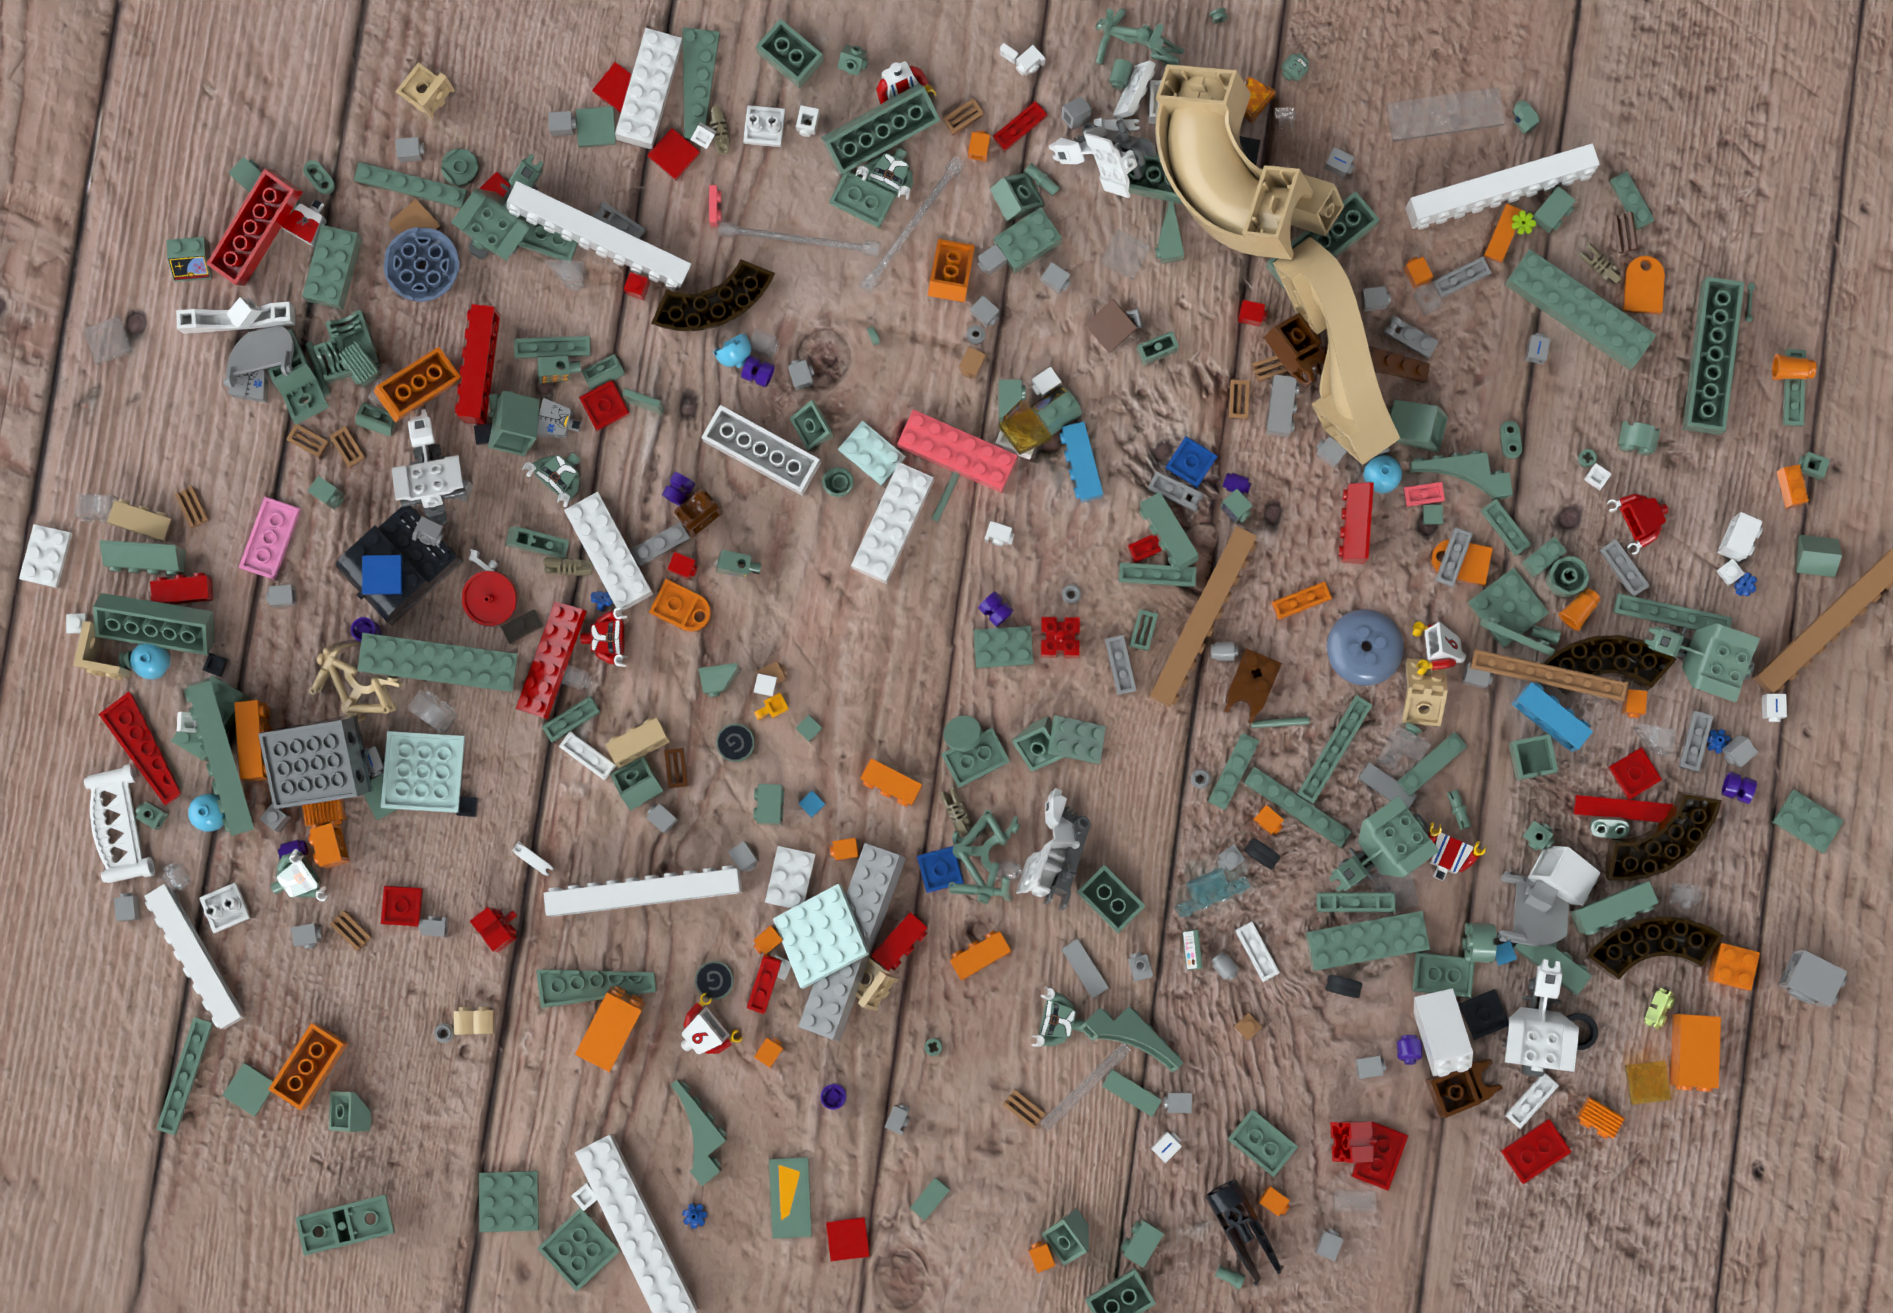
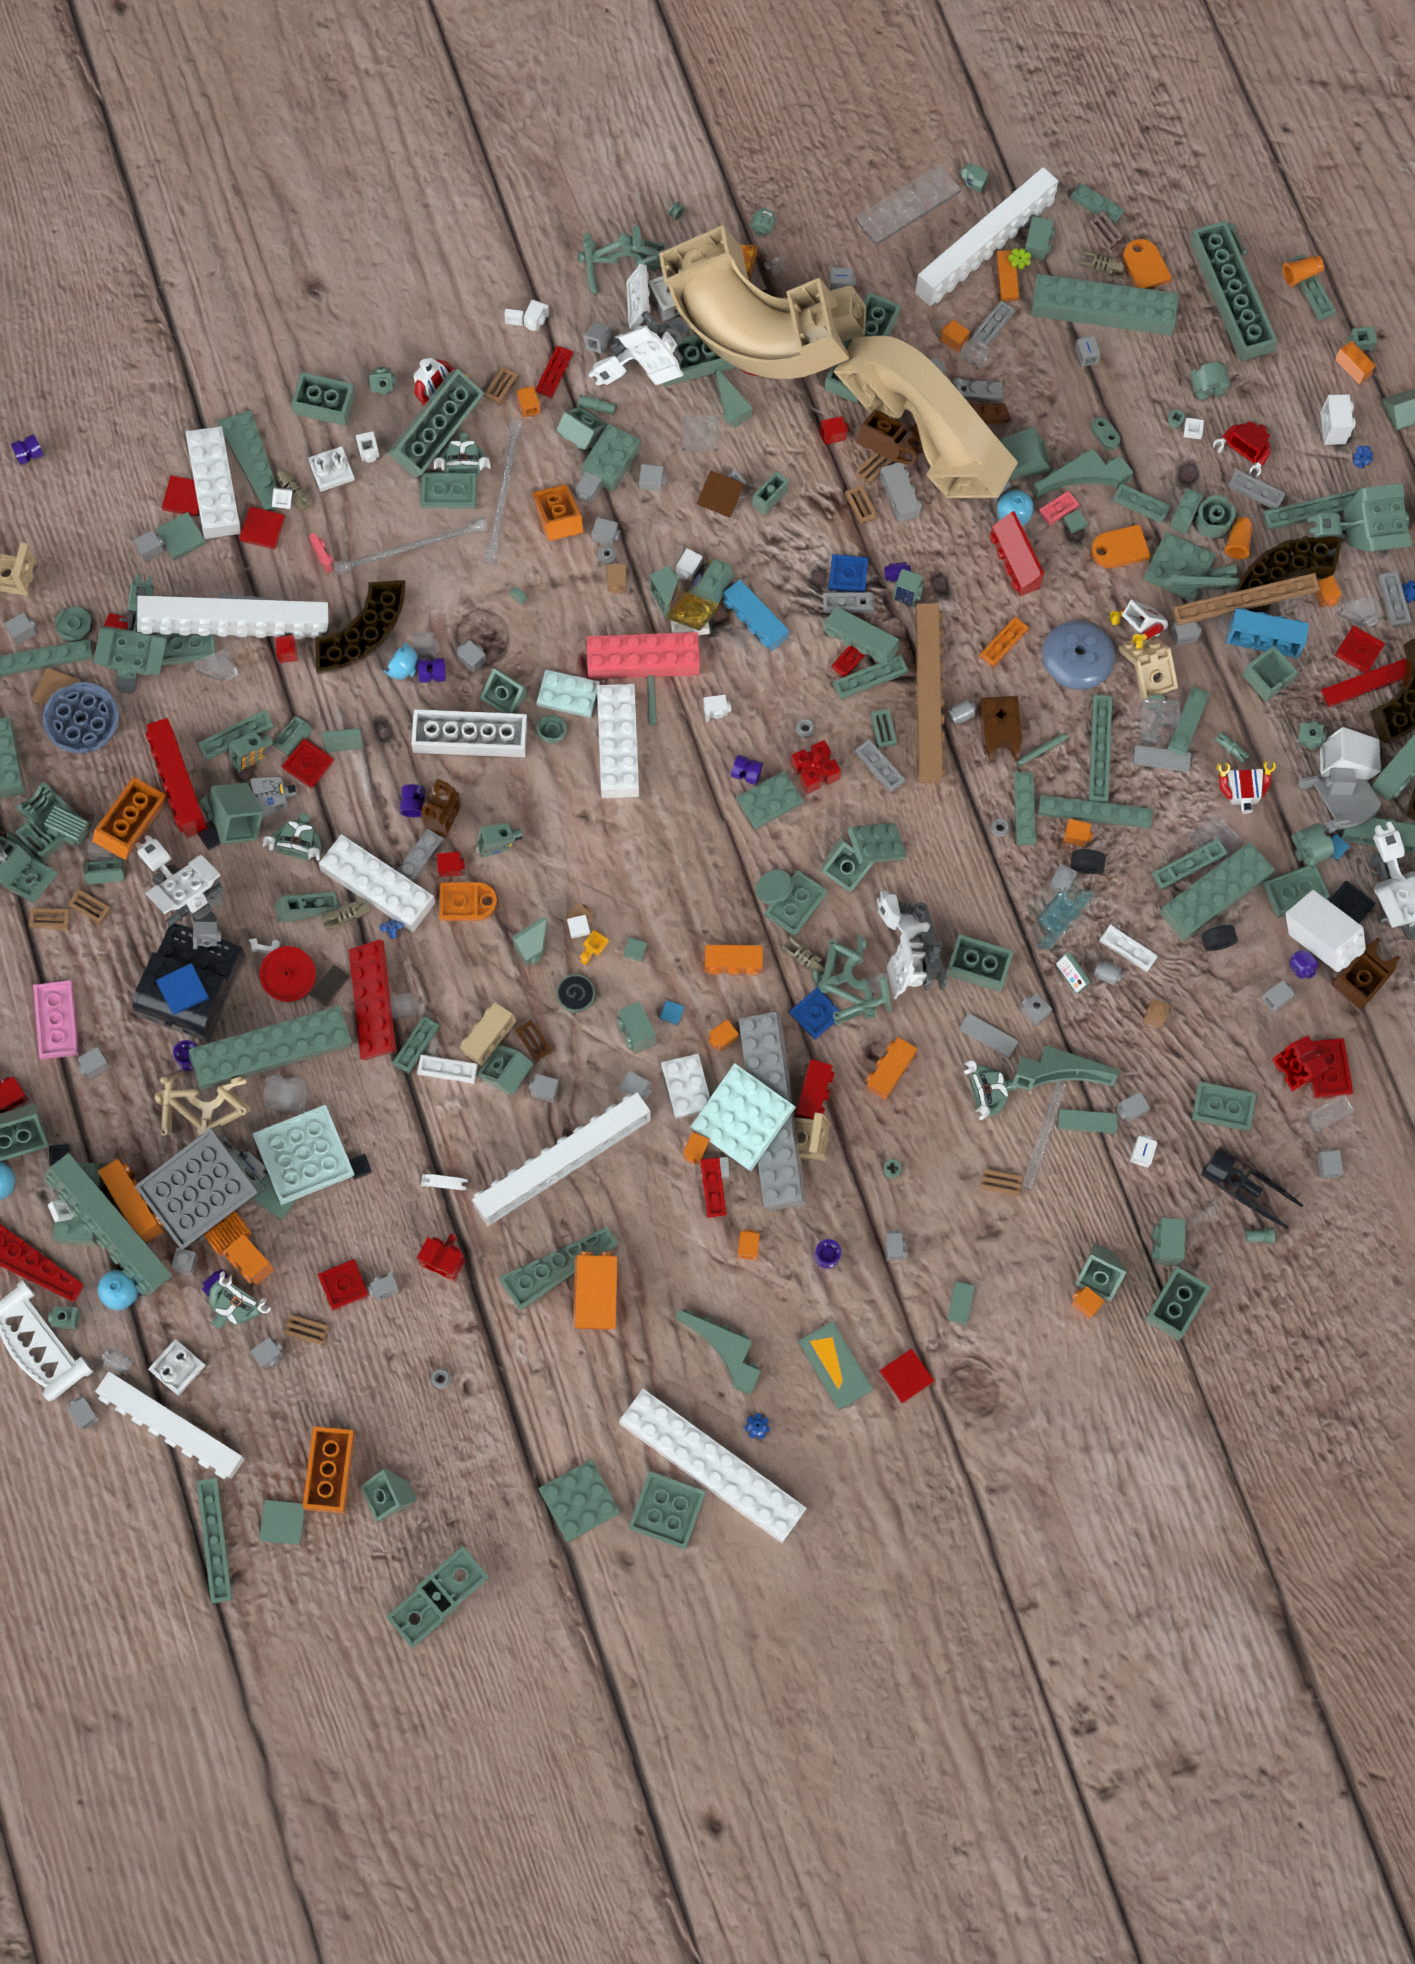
camera: 40 degrees left, 10 degrees down
(326, 493) = (91, 951): sand green brick -> none
(474, 1021) = (464, 1353): tan brick -> none
(584, 1197) = (648, 1459): white plate -> none
(607, 637) = (413, 955): torso -> none
(704, 1031) = (681, 1254): white torso -> none
(714, 980) = (665, 1208): black tile -> none
(1120, 74) = (618, 291): sand green brick -> none
(1274, 1201) = (1262, 1150): orange brick -> none
(1330, 451) = (962, 509): light grey brick -> none
(1391, 842) = (1193, 799): sand green piece -> none
(1453, 557) = (1112, 545): light grey tile -> none
(1610, 826) = (1365, 700): sand green plate -> none
(1730, 572) = (1344, 454): white plate -> none

